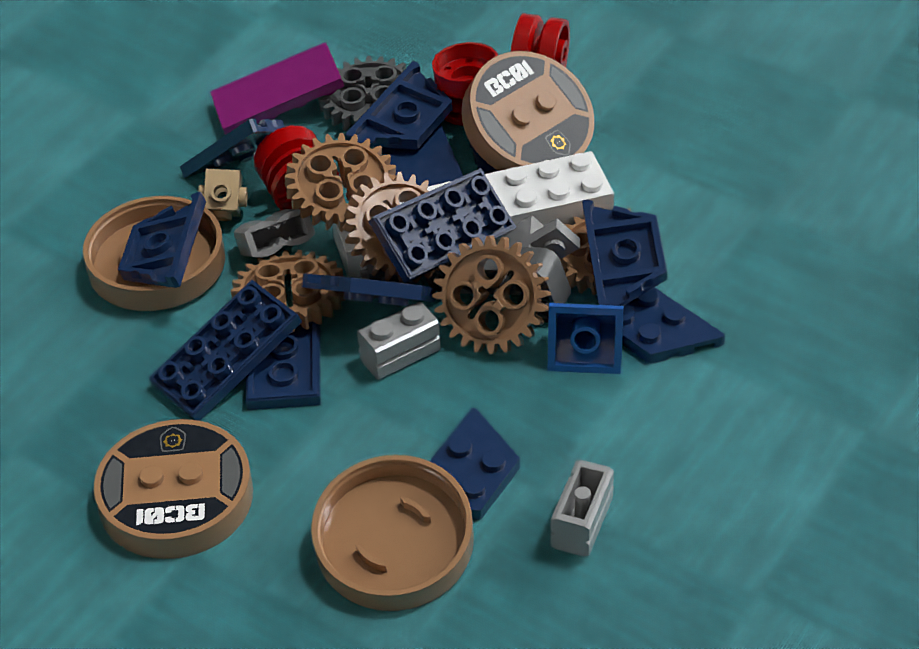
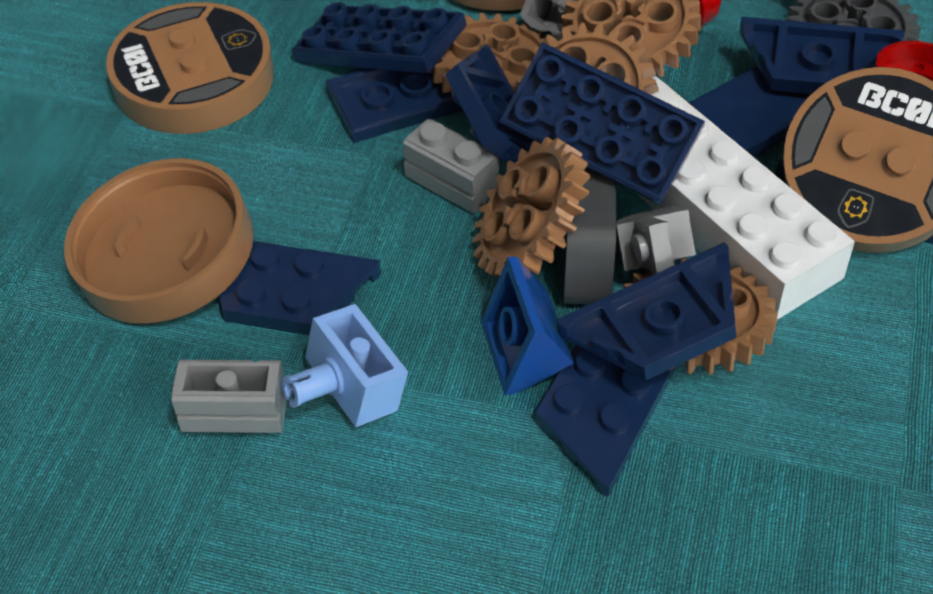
camera: 70 degrees right, 5 degrees up
(582, 431) = (351, 366): none -> light blue brick

